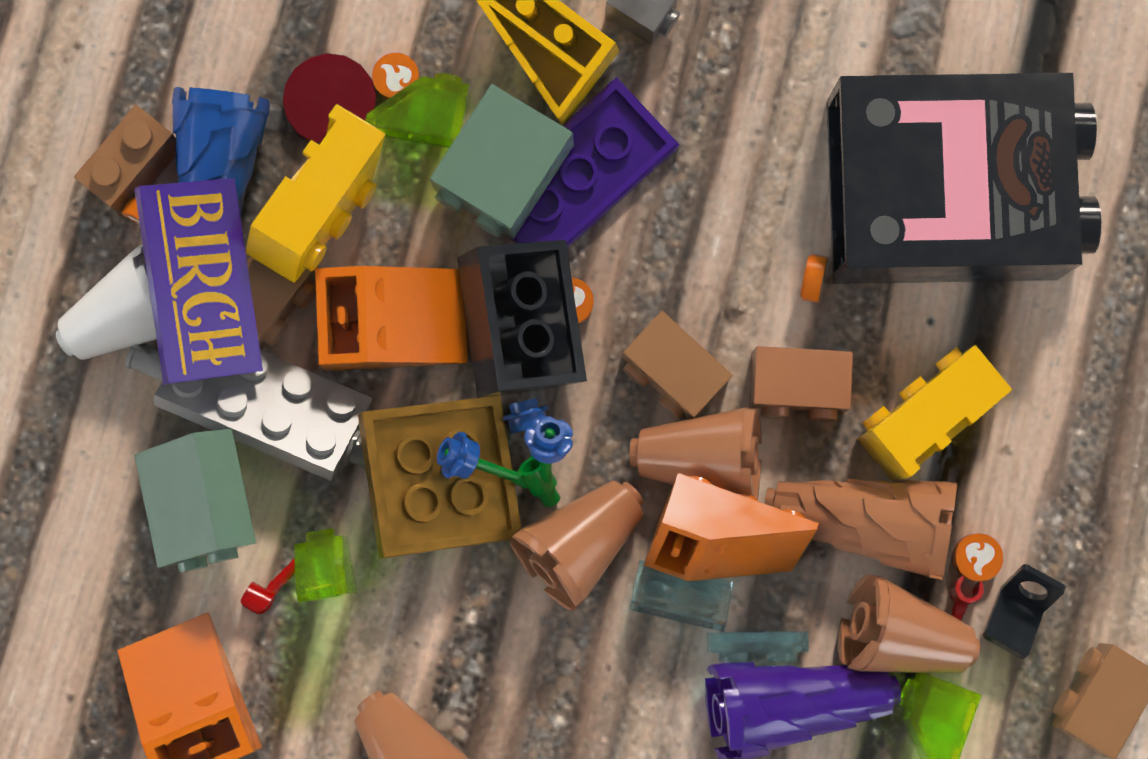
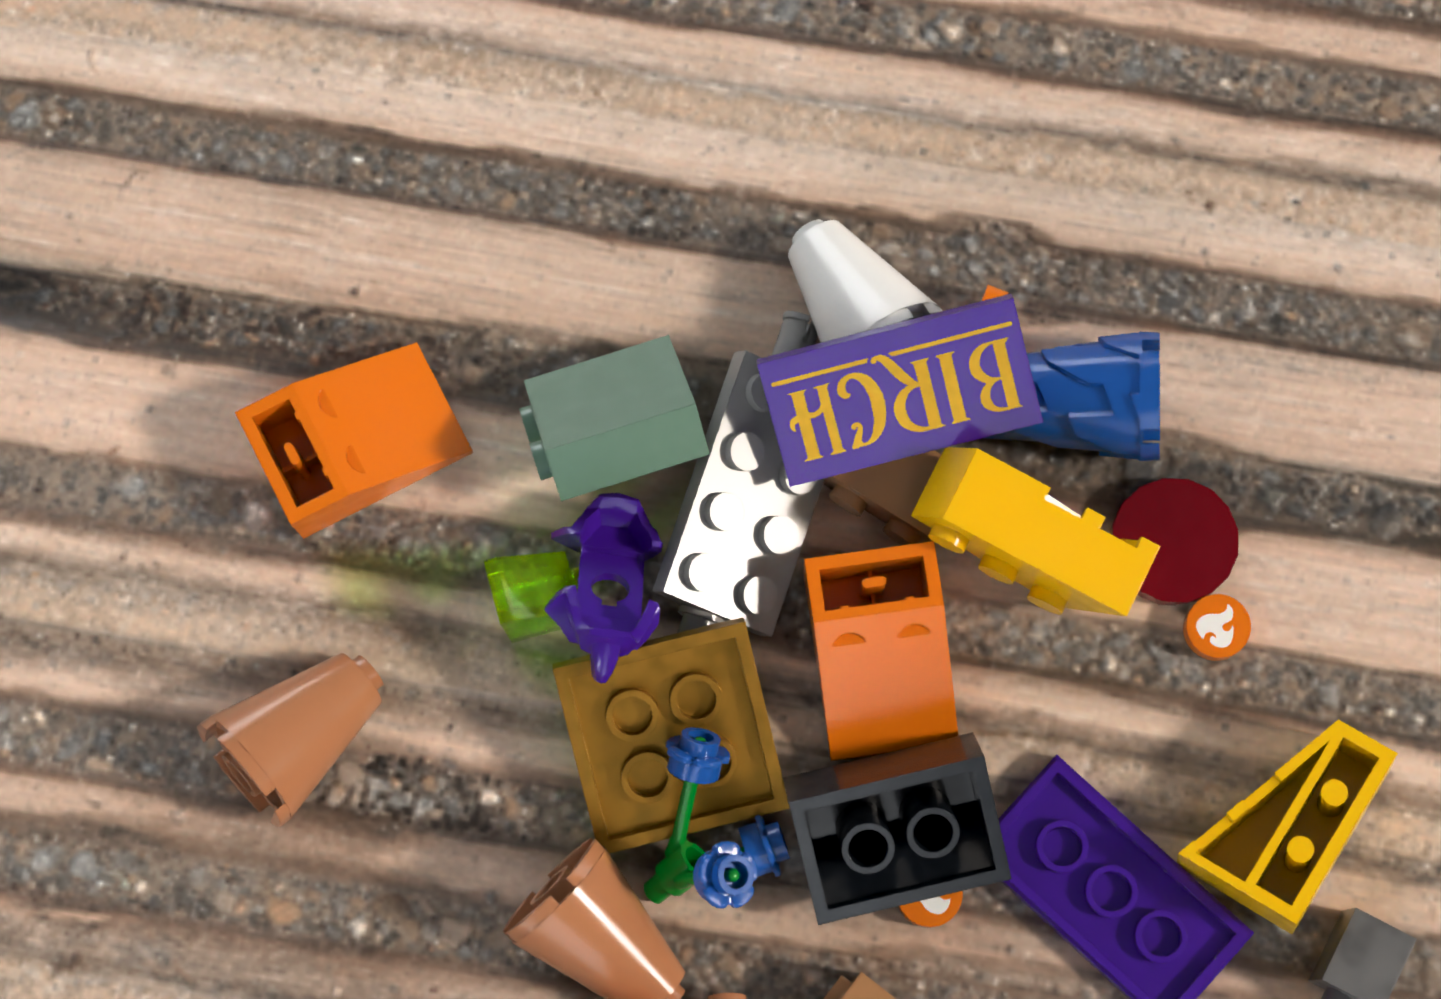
camera: 95 degrees right, 5 degrees down
(127, 159) = (1058, 285): medium nougat brick -> none
(261, 599) = (494, 517): red hand -> none
(294, 508) = (612, 546): none -> dark purple piece
(425, 111) = (1171, 672): clear neon green slope -> none
(501, 162) = (1109, 780): sand green brick -> none

